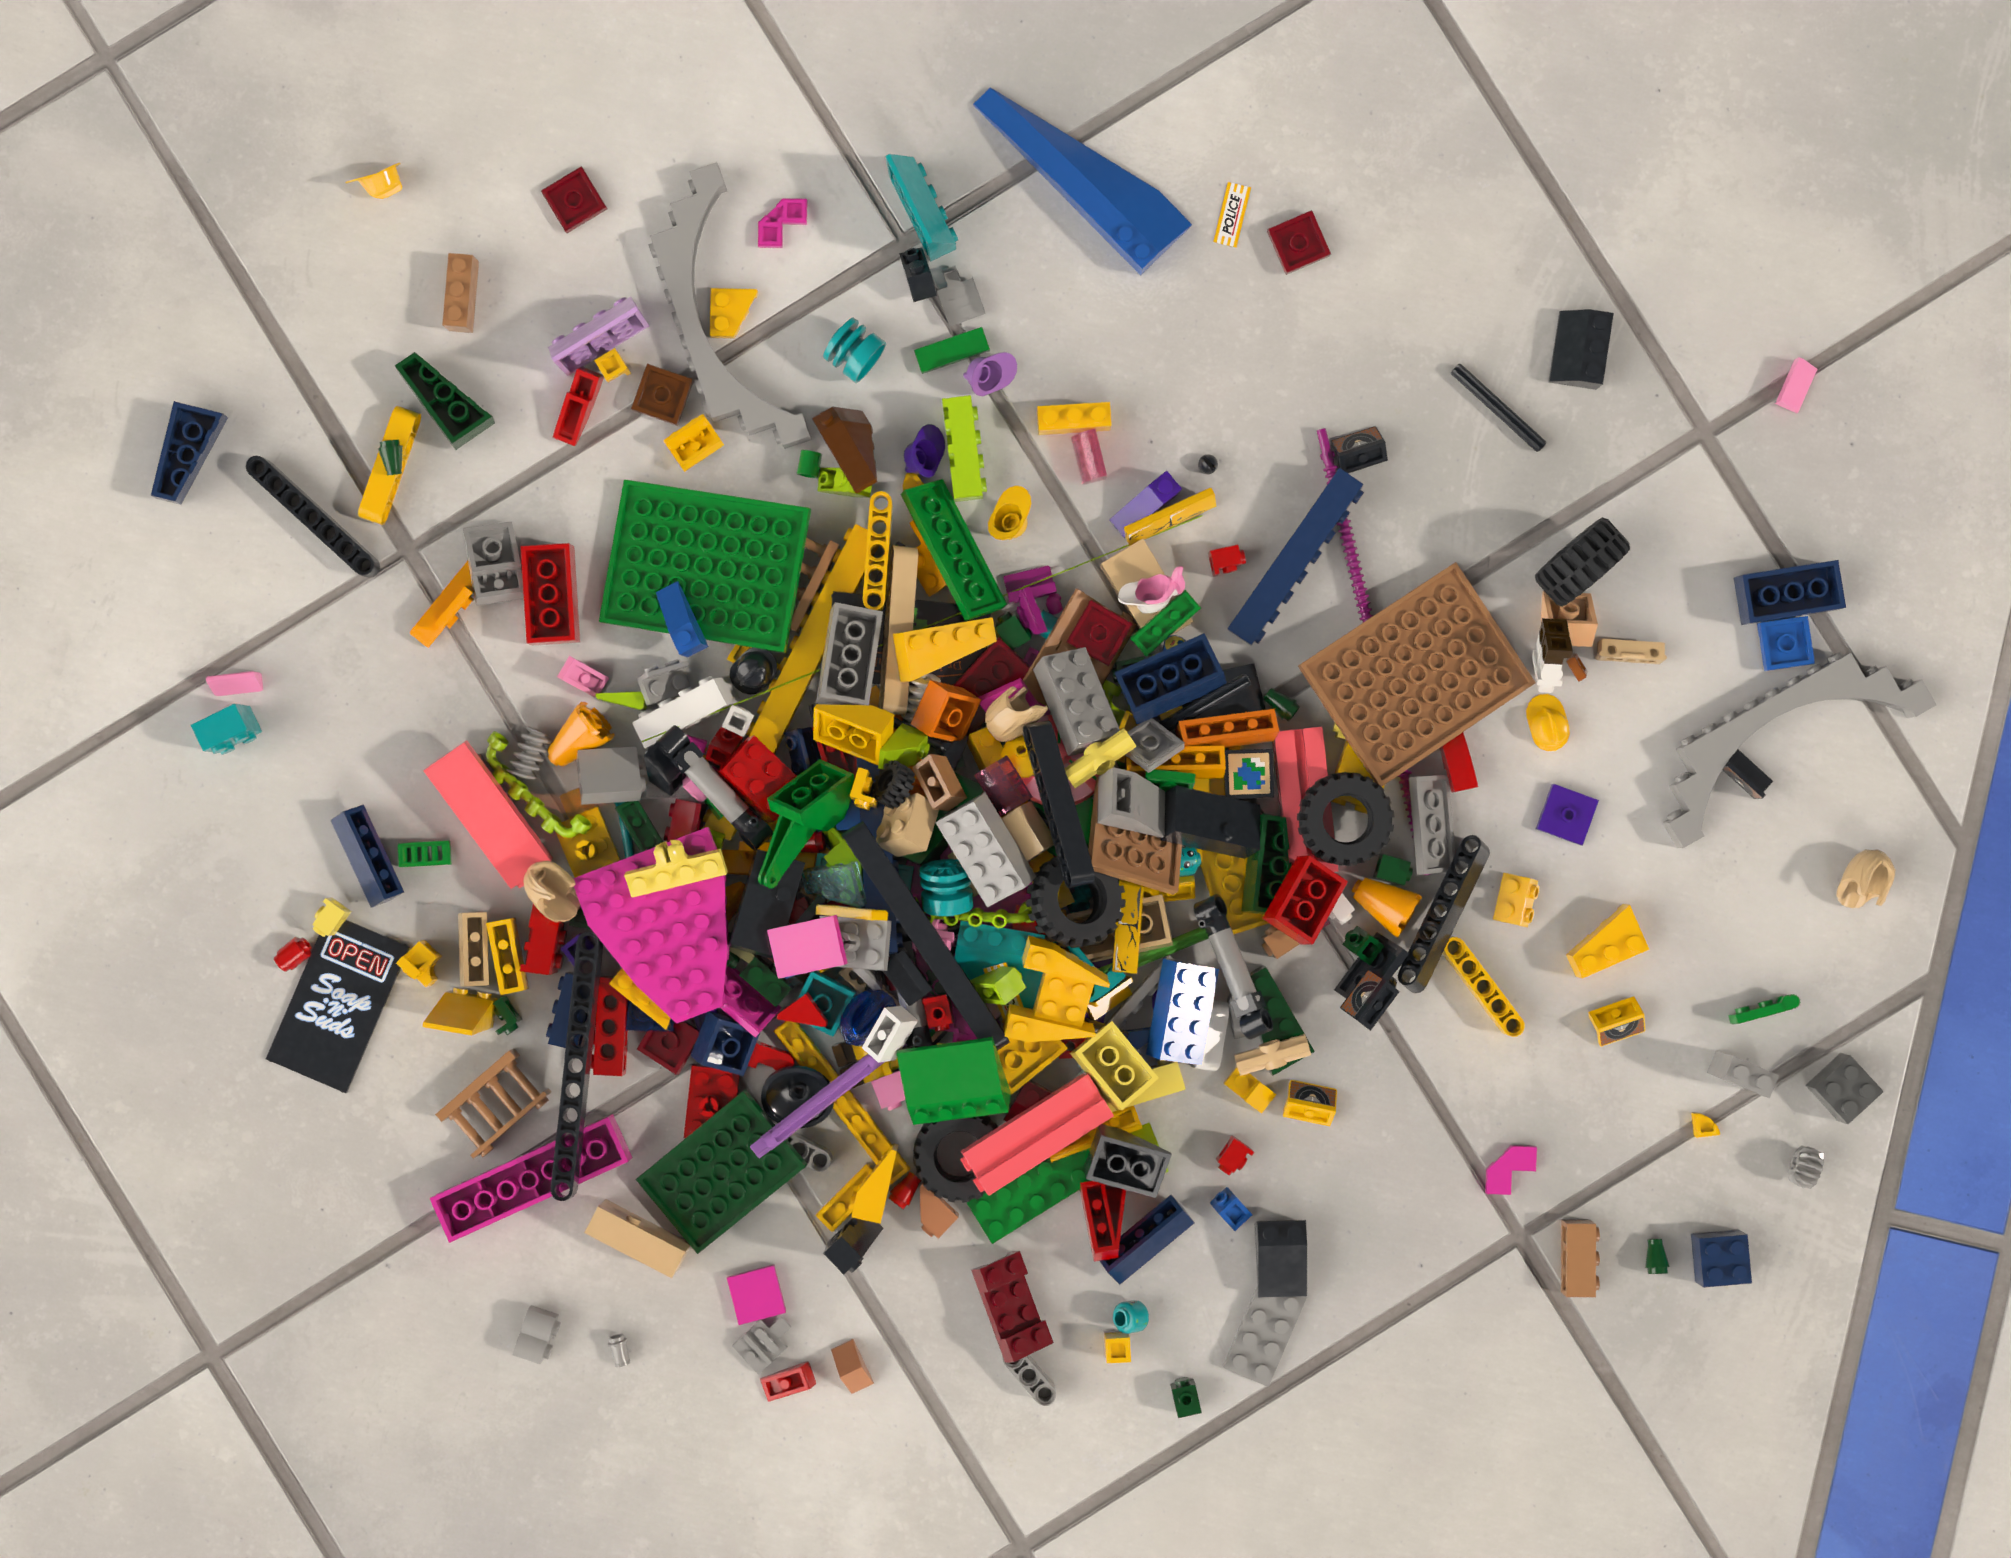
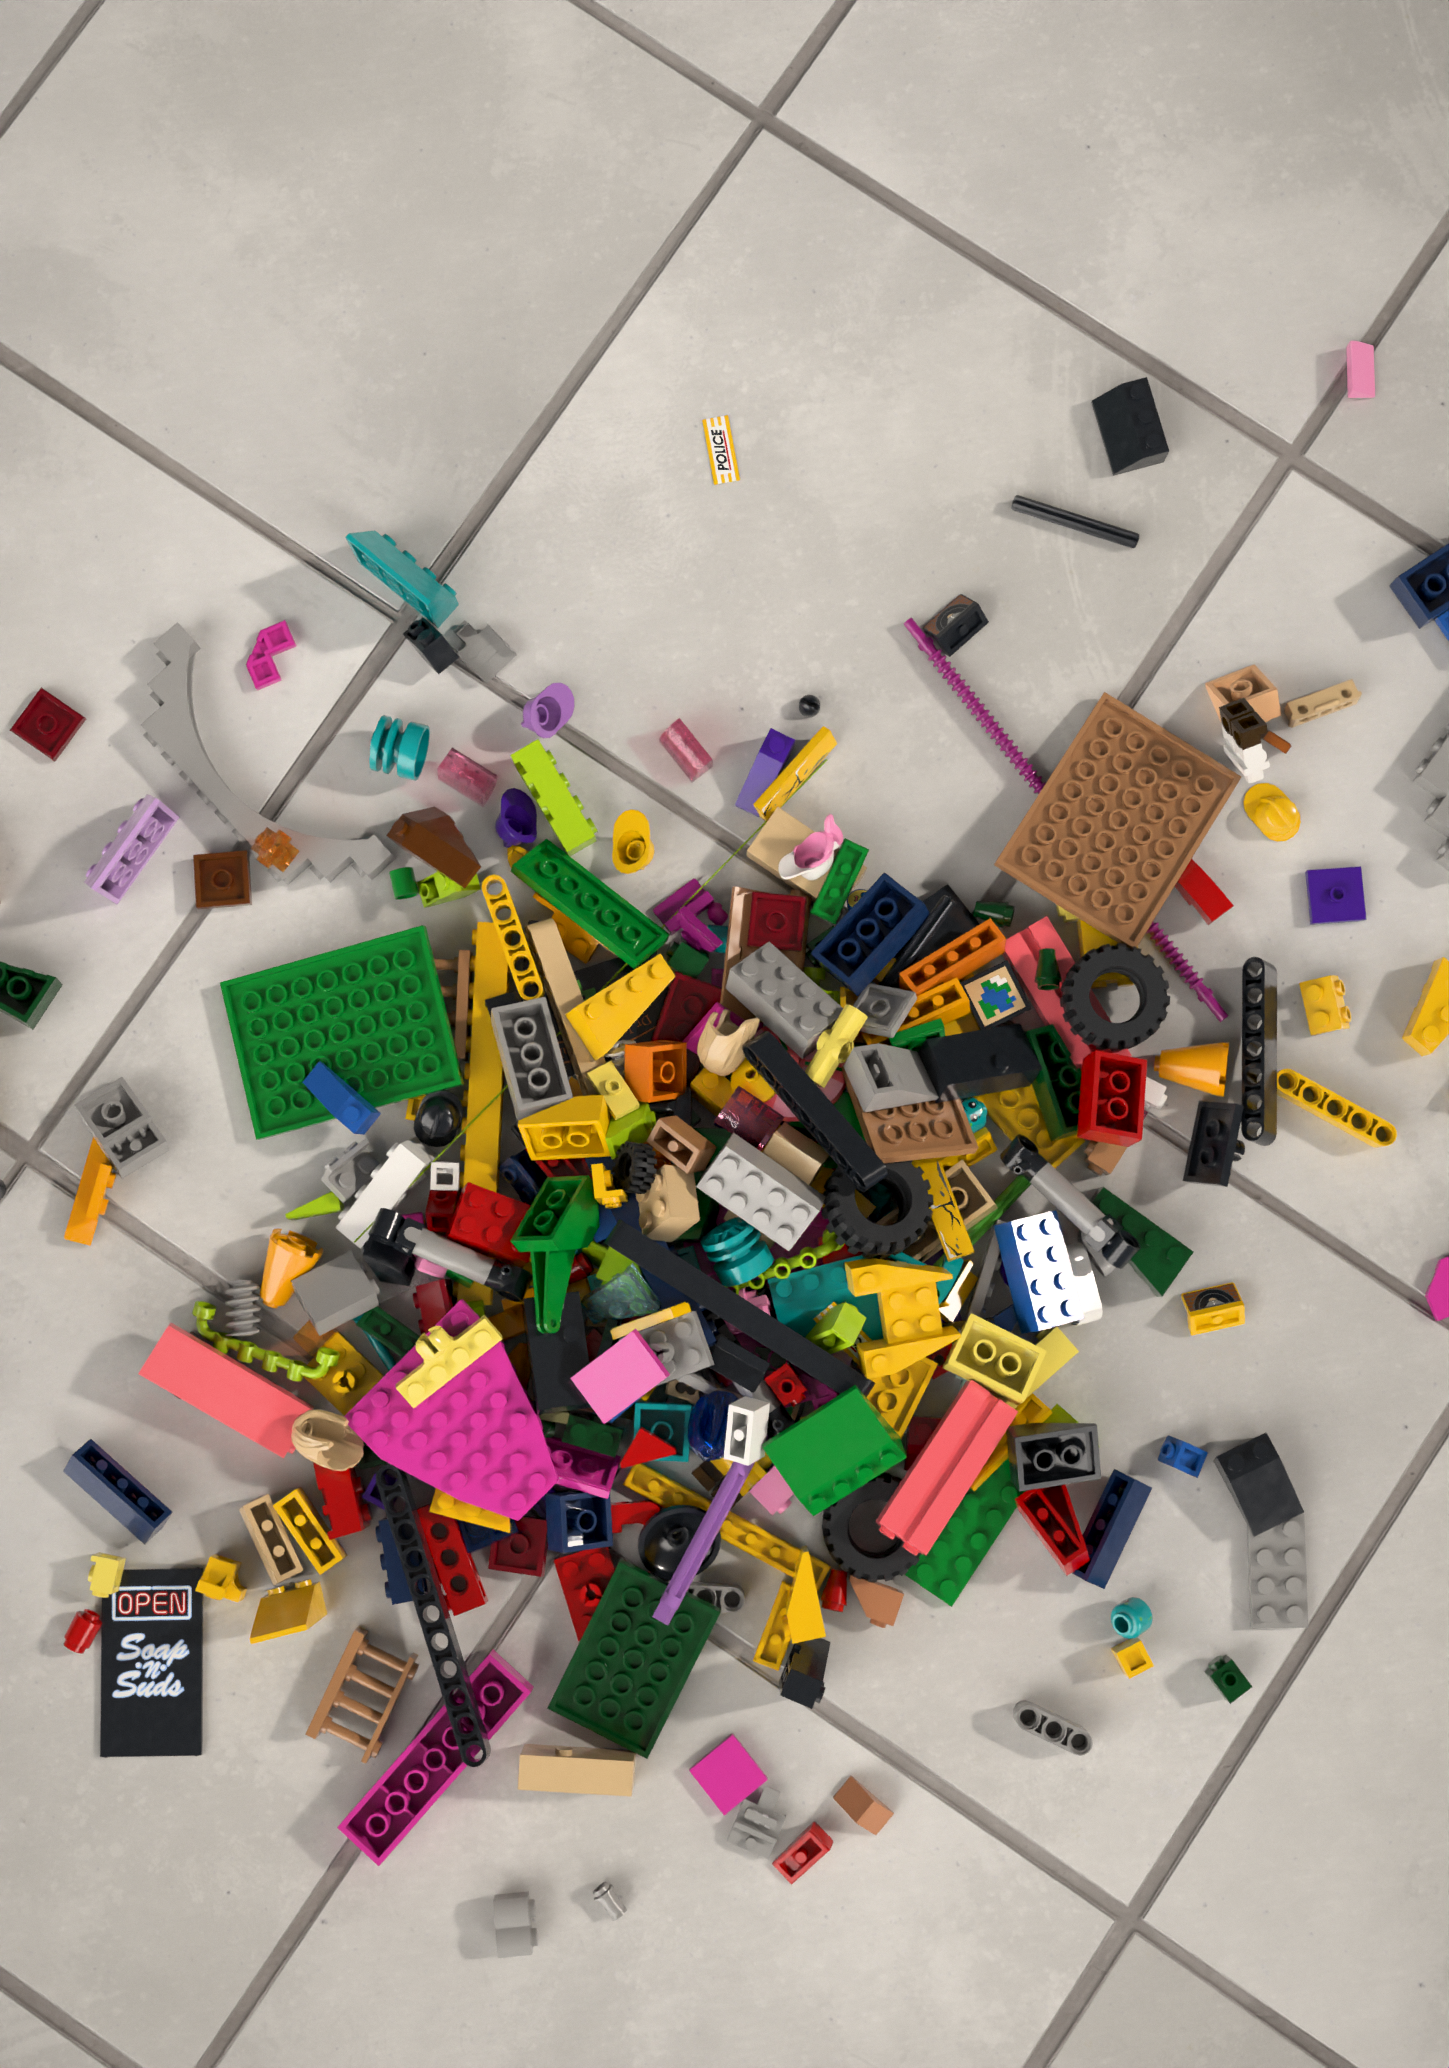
camera: 20 degrees left, 5 degrees down
(403, 853) = (155, 1473): green slope -> none
(507, 1012) = (334, 1590): dark green bracket -> none
(550, 594) = (193, 1133): red brick -> none
(578, 405) = (140, 929): red slope -> none
(583, 676) = (264, 1203): bright pink slope -> none
(612, 365) = (157, 872): yellow panel -> none
(693, 442) = (275, 913): yellow bracket -> none
(715, 391) = (274, 849): none -> clear orange brick
(729, 310) = (254, 765): yellow wing -> none
(899, 398) = (467, 777): none -> clear pink brick
(905, 712) = (616, 1092): none -> light yellow plate
(952, 350) = (499, 706): green tile -> none
(1011, 1307) = (1002, 1665): dark red piece -> none
(1073, 418) = (652, 718): yellow brick -> none
(1113, 201) = (596, 488): blue wedge -> none
(1226, 559) = (871, 792): red brick -> none
(1233, 1156) = (1159, 1399): red brick -> none
(1250, 1090) = (1144, 1322): yellow slope -> none
(1272, 1054) = (1152, 1274): tan piece -> none
(1295, 557) = (941, 757): dark blue brick -> none
(1298, 242) = (800, 447): dark red plate -> none
(1301, 773) = (1047, 971): none -> dark green cone
(1357, 941) = (1184, 1119): dark green brick -> none
(1369, 999) = (1225, 1171): panel -> none
(1393, 869) = (1186, 1029): dark green brick -> none
(1432, 823) = (1204, 964): light grey plate -> none
(1582, 562) = (1233, 633): black tyre -> none

